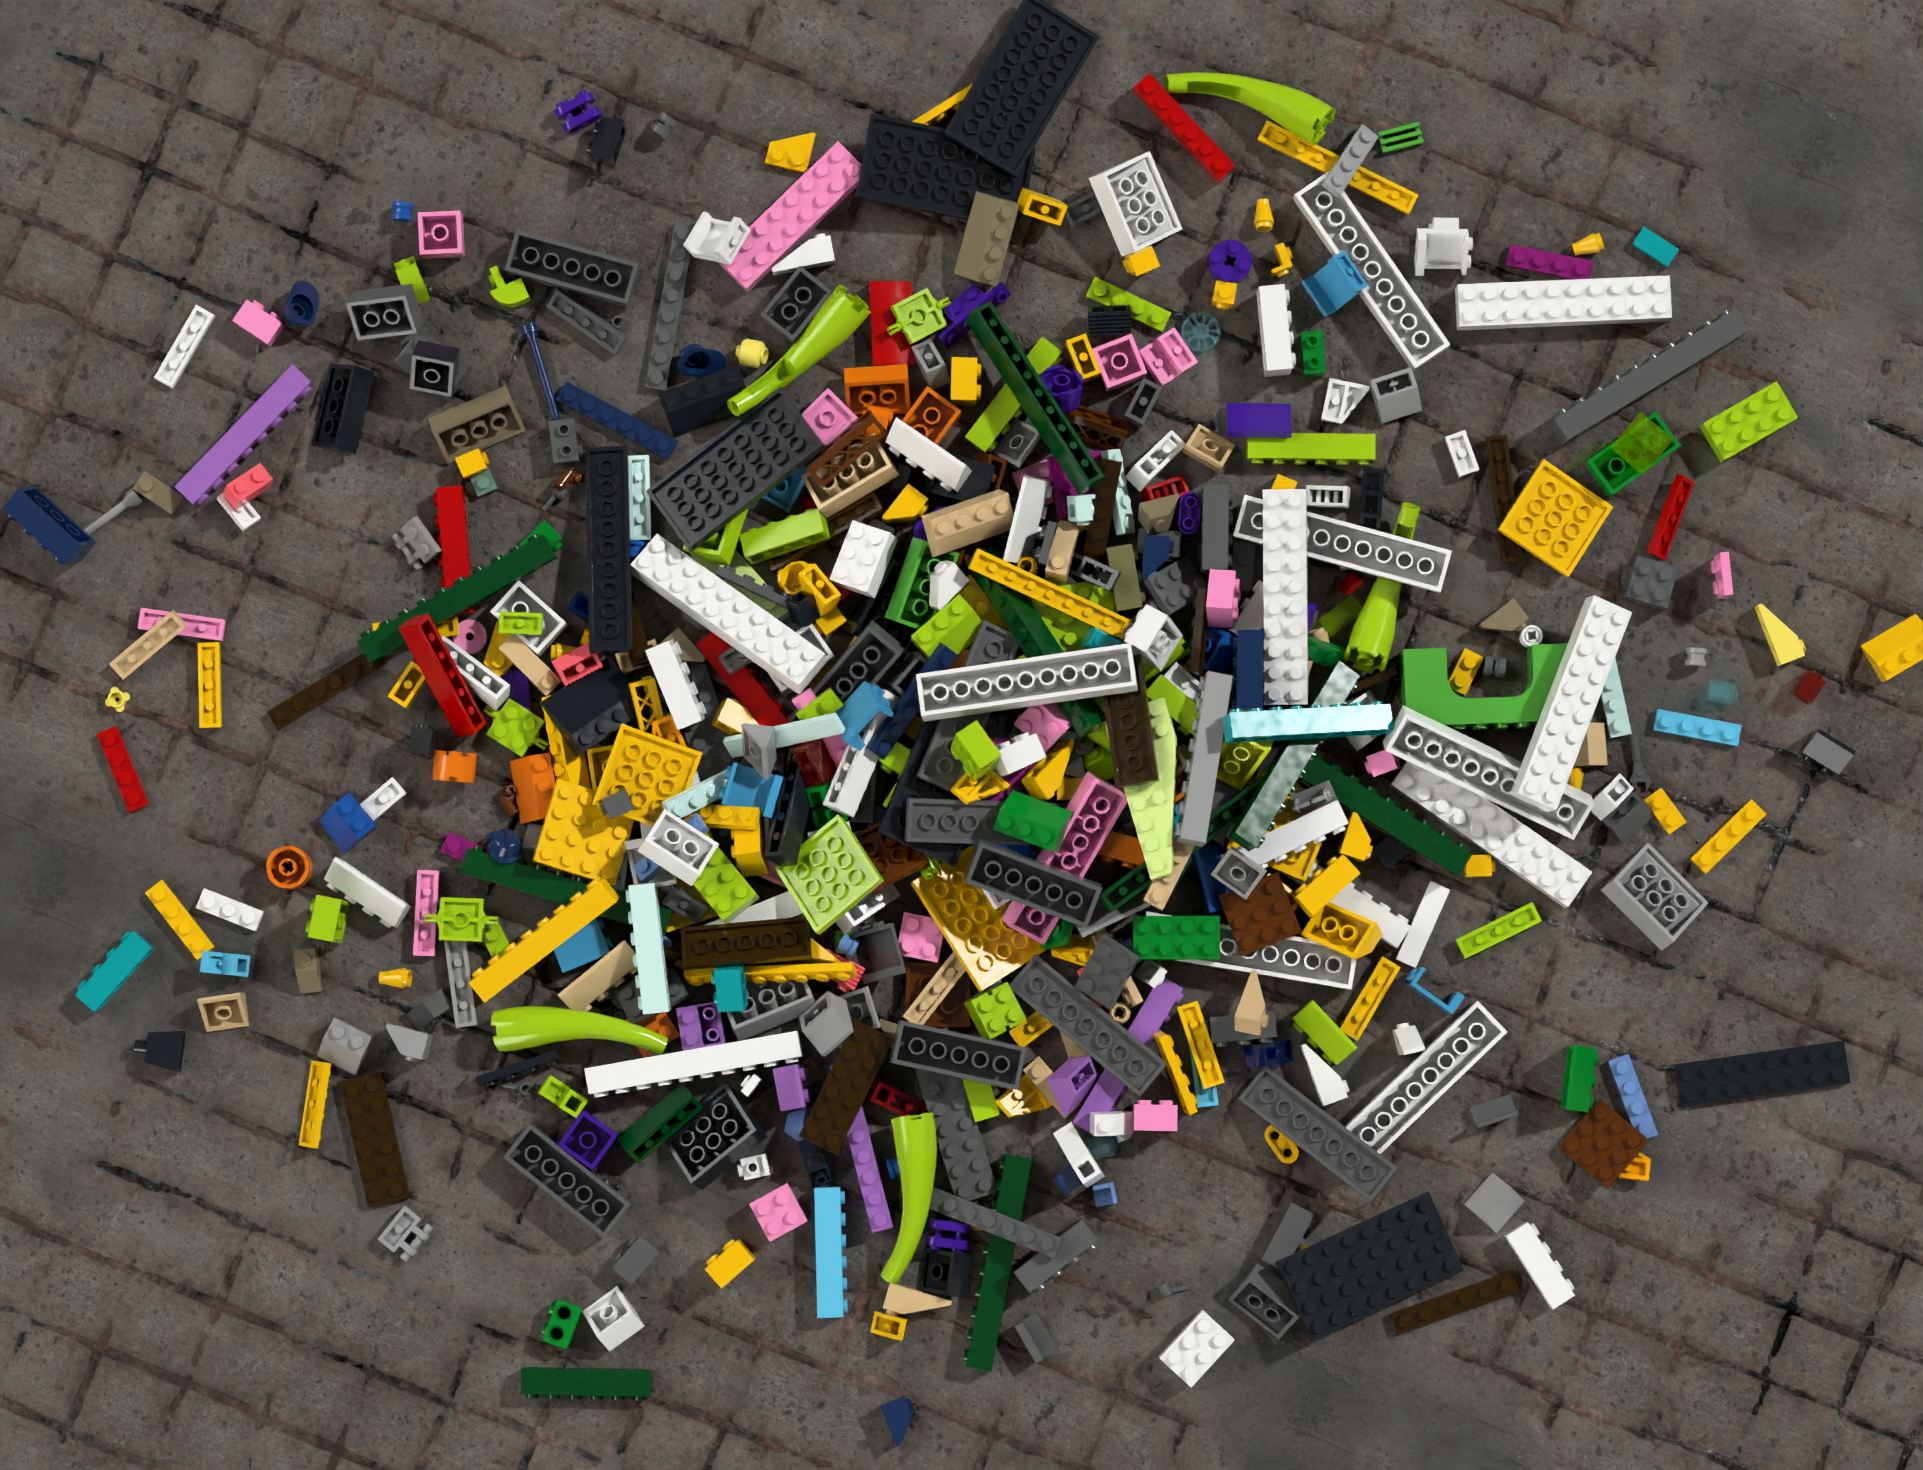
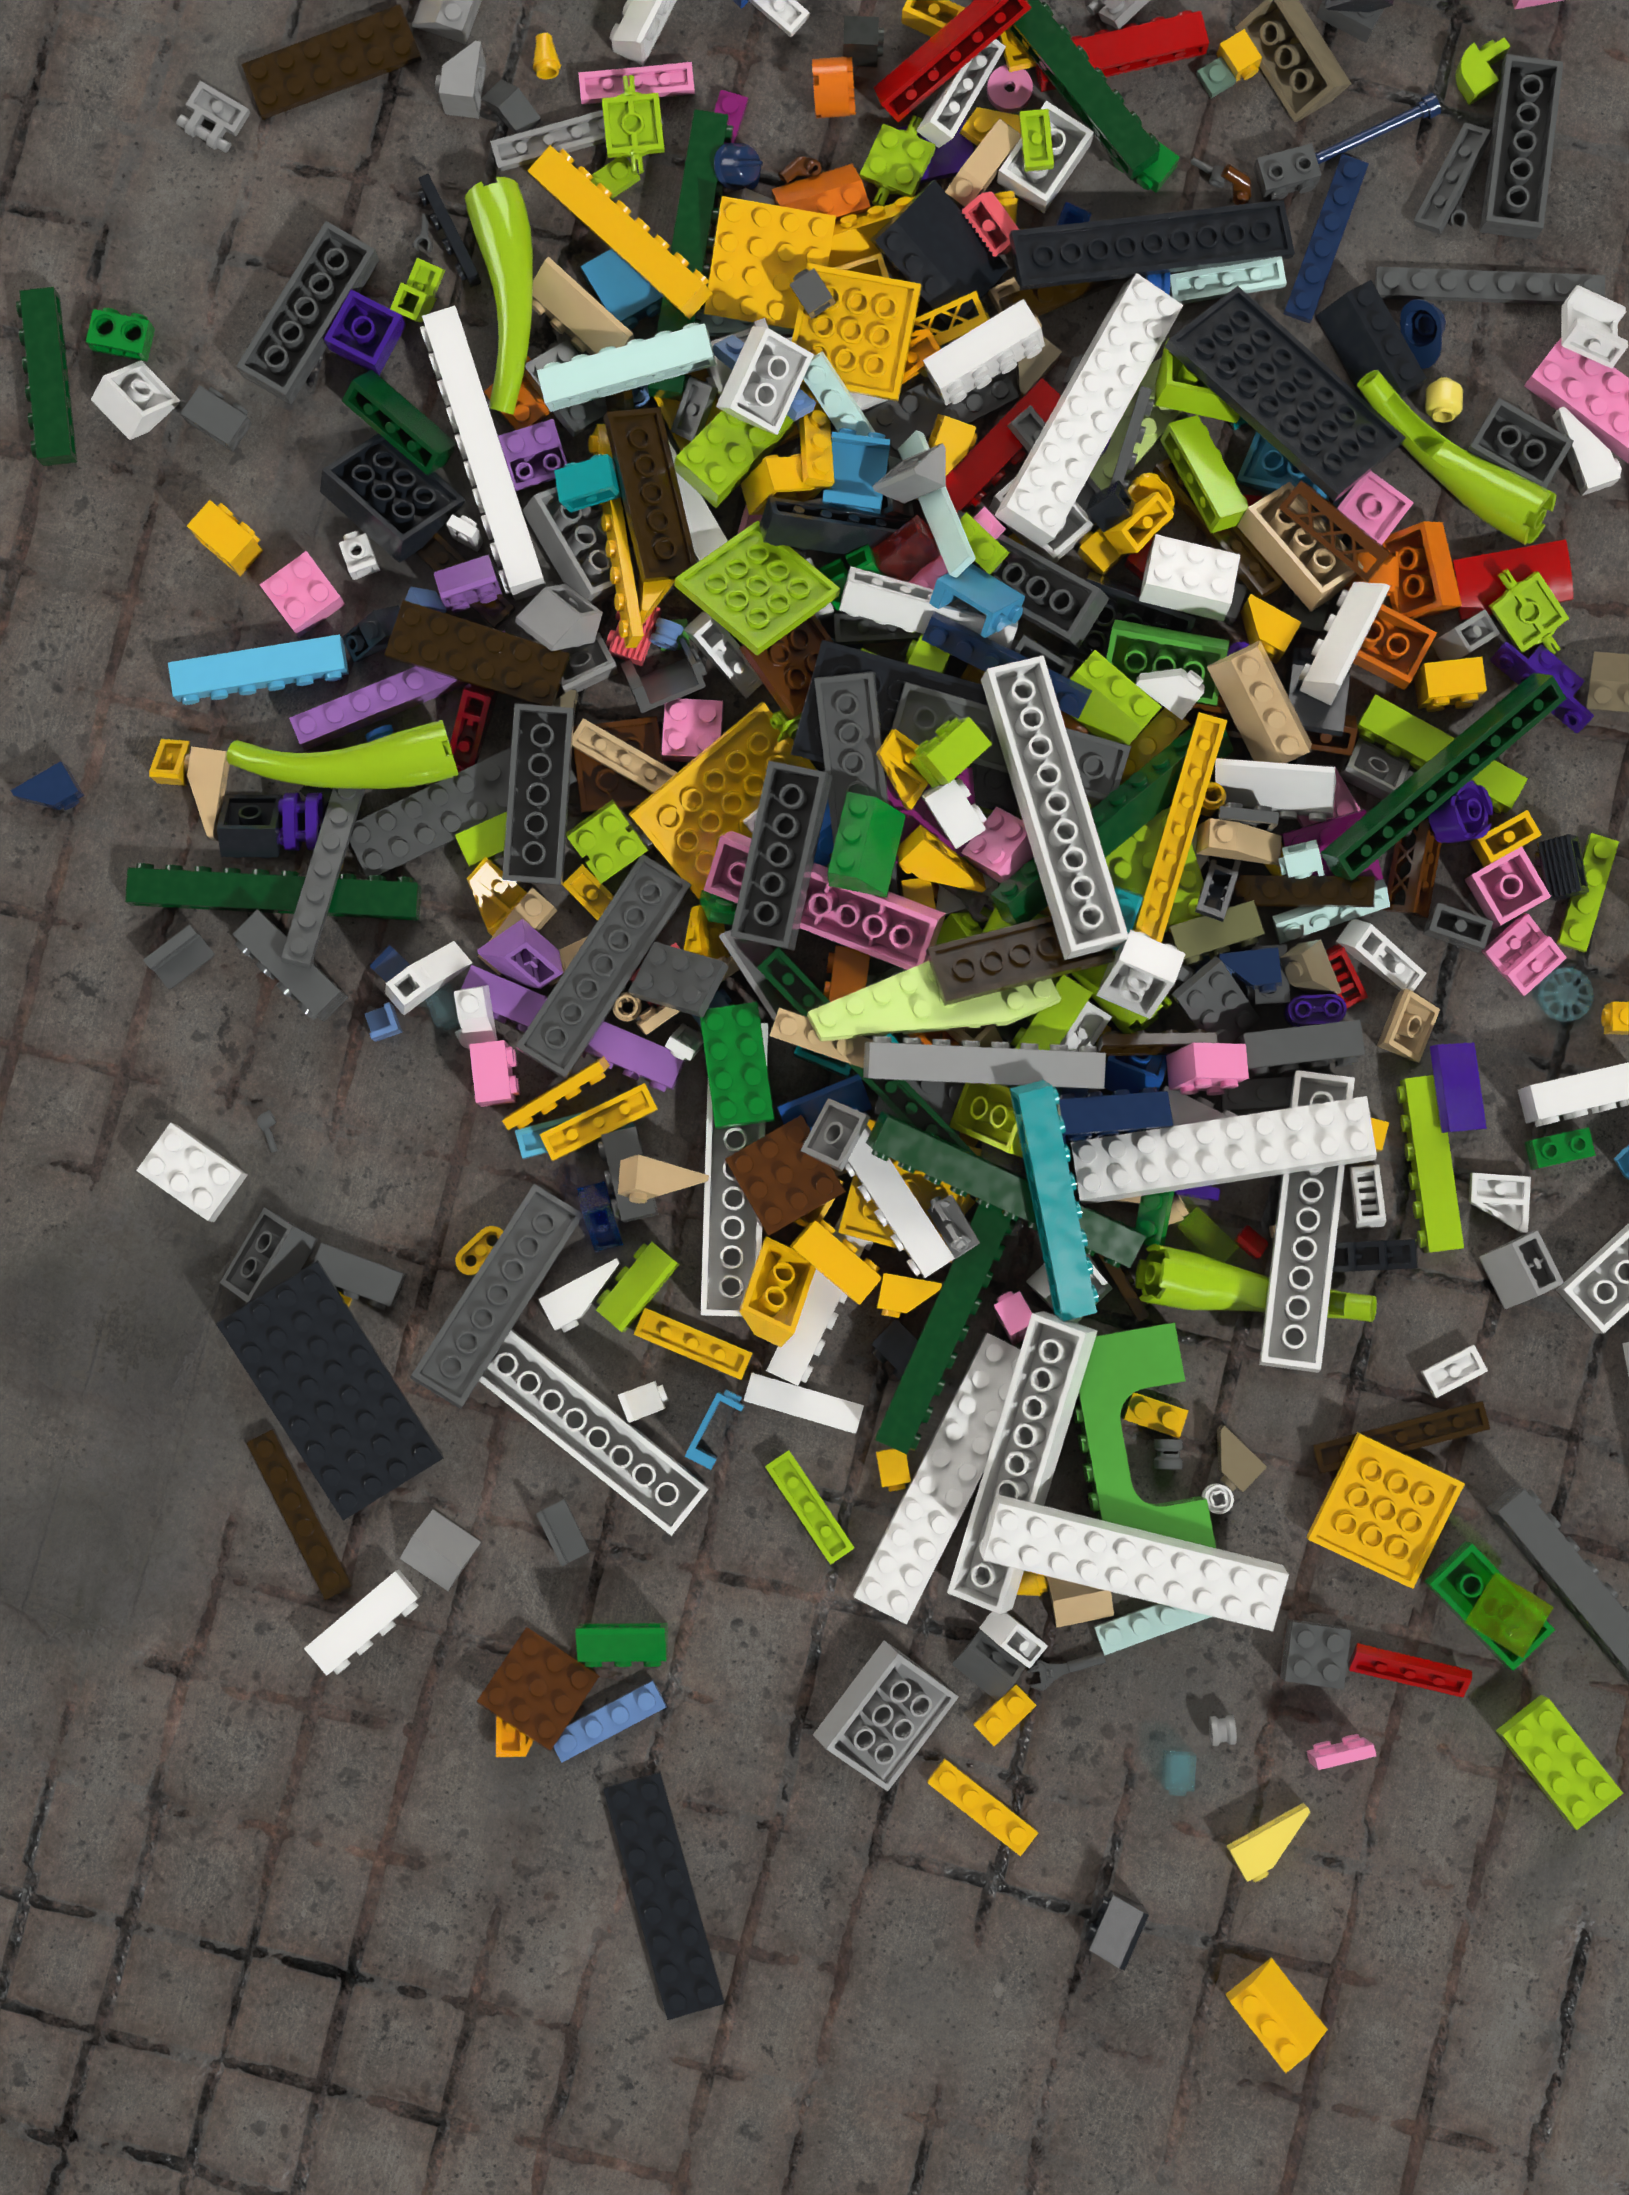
camera: 80 degrees right, 0 degrees up
(1697, 727) = (1125, 1745): medium azure plate -> none
(1808, 686) = (1204, 1892): clear red brick -> none

